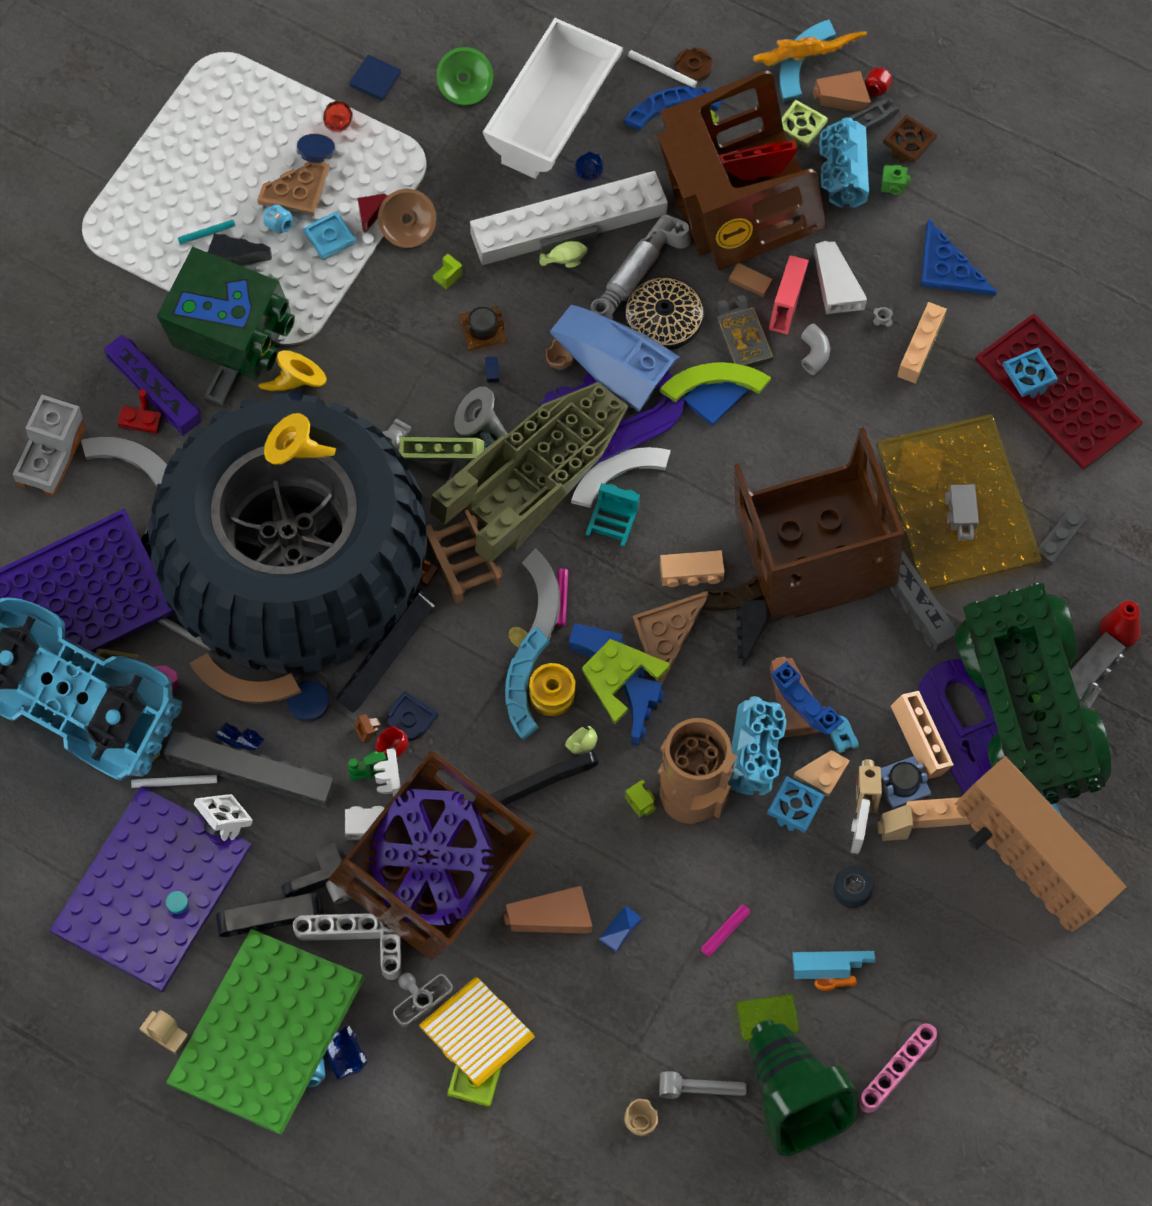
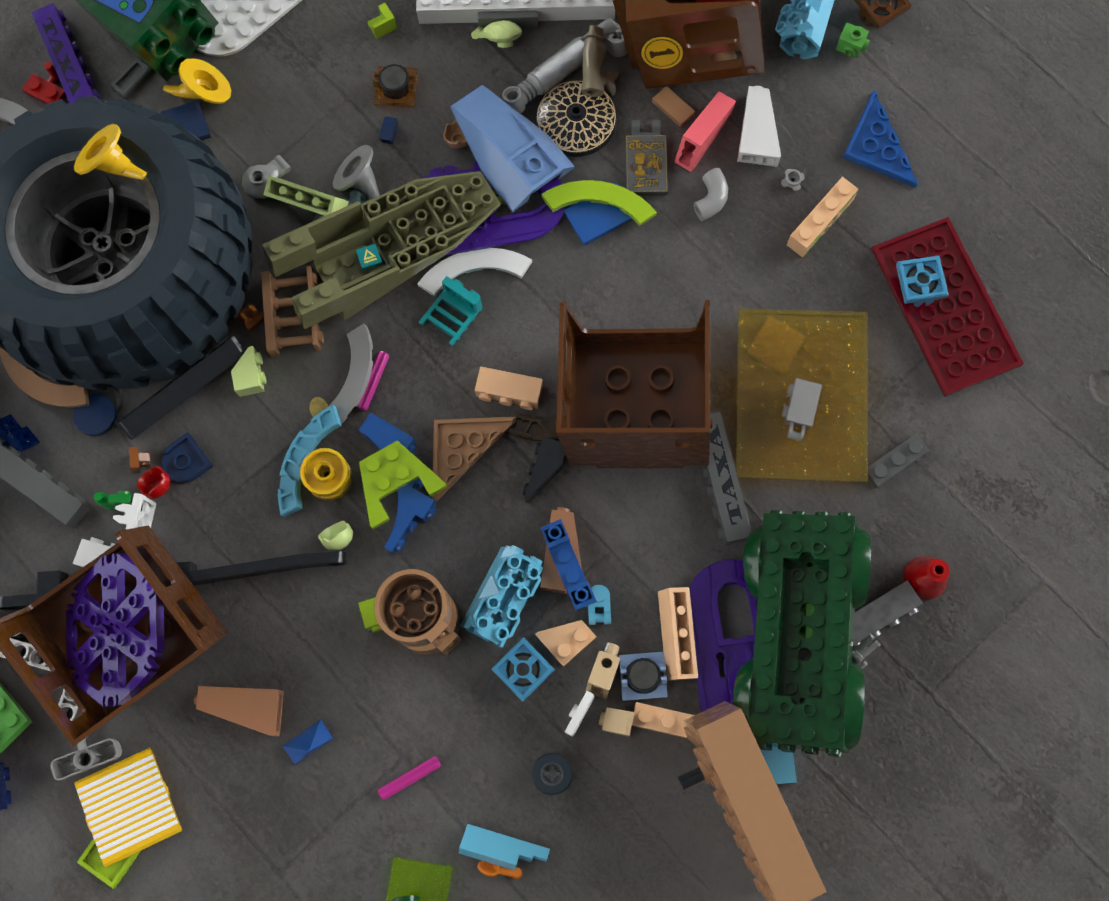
camera: 25 degrees right, 10 degrees up
(443, 624) = (247, 373): none -> yellowish green slope
(520, 486) = (369, 257): none -> teal tile
(673, 275) = (593, 58): none -> dark tan piece

